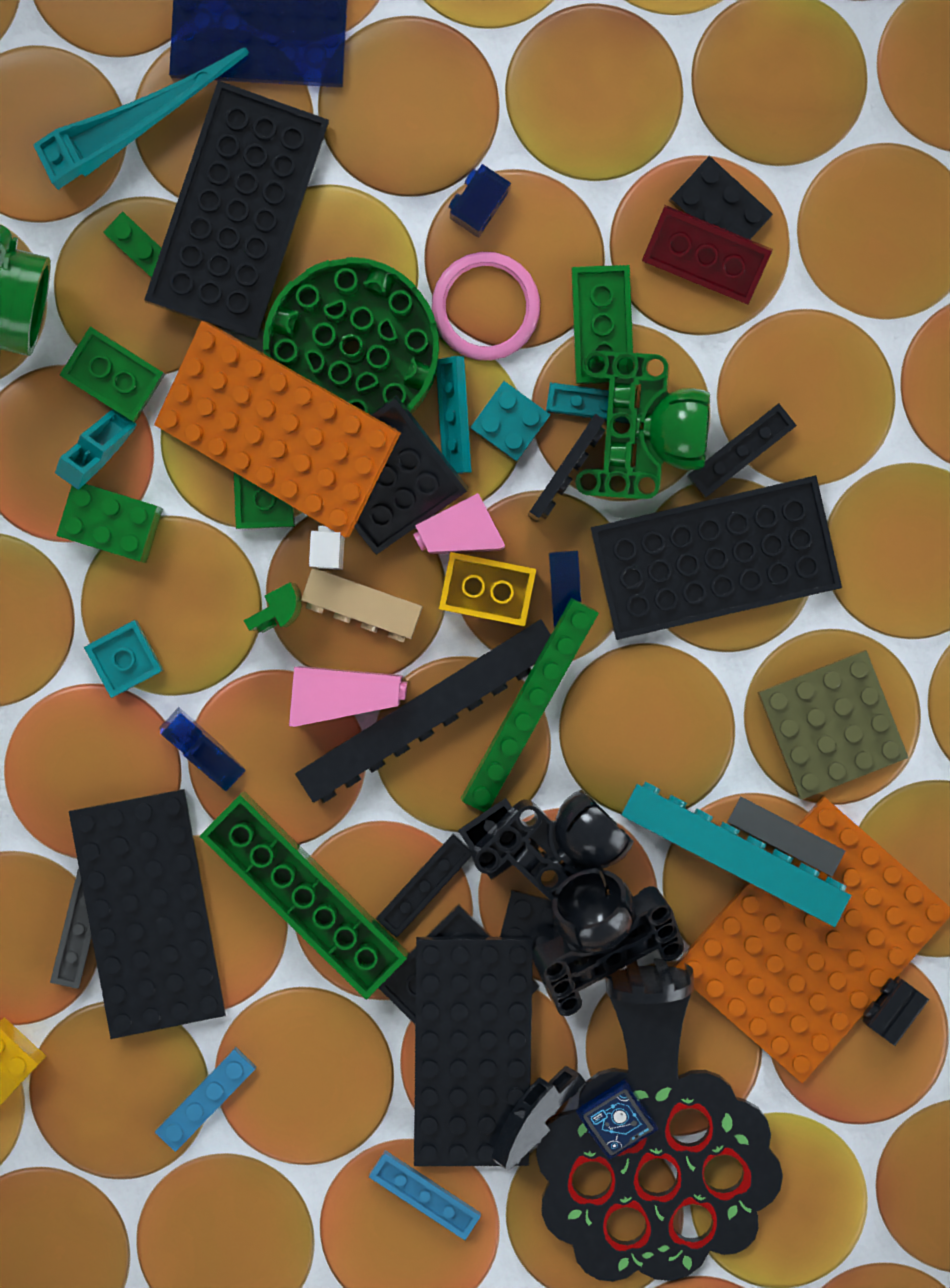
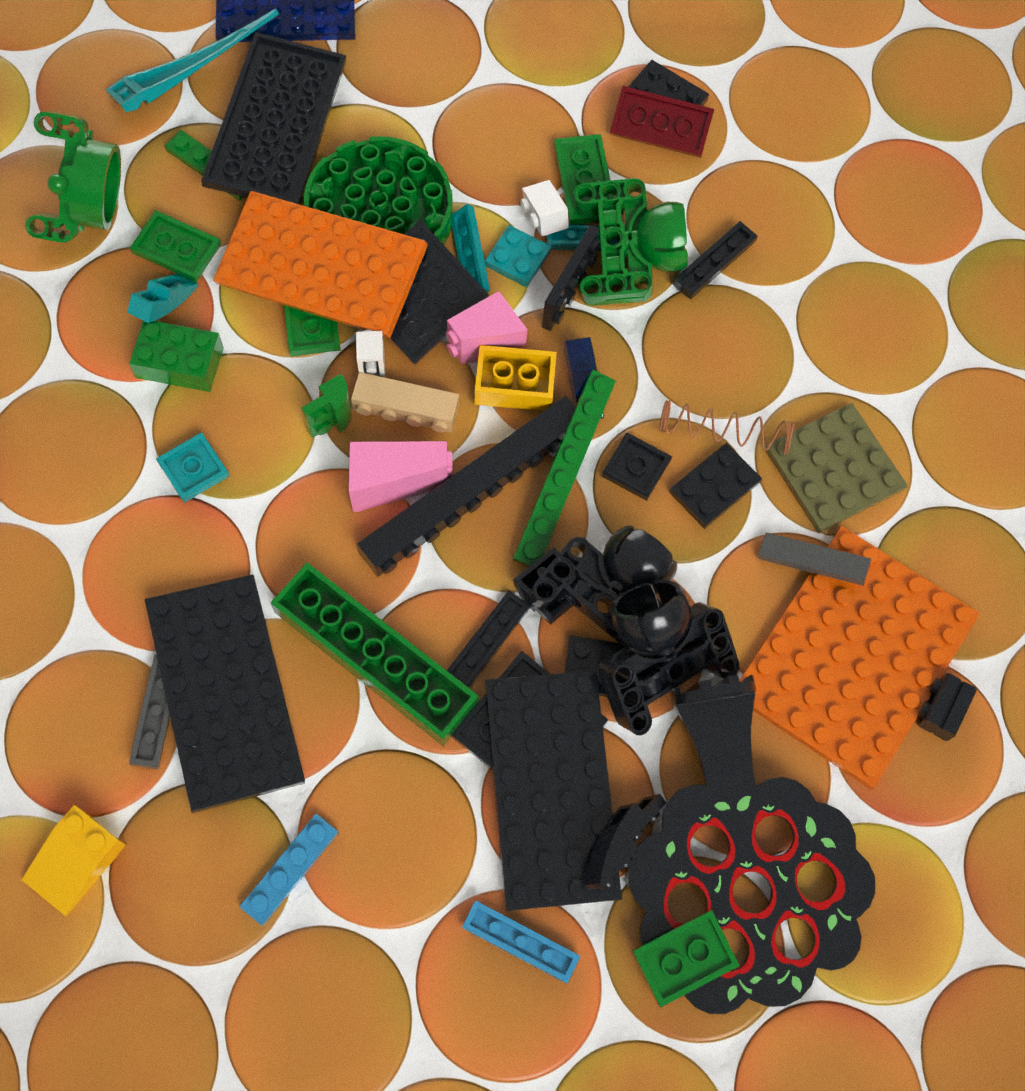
camera: 10 degrees left, 20 degrees down
(201, 749) = (268, 537): clear blue slope -> none
(479, 200) = (473, 100): clear blue brick -> none
(531, 295) = (489, 143): bright pink wedge -> none
(548, 367) = (544, 208): none -> white brick
(581, 1233) = (685, 958): none -> green plate
(611, 702) = (636, 466): none -> black tile
(617, 1119) = (703, 830): slope -> none
(695, 733) = (715, 485): none -> black plate
(716, 557) = (707, 342): black plate -> none
(736, 855) = (774, 569): teal brick -> none
(782, 696) = (665, 417): none -> nougat piece

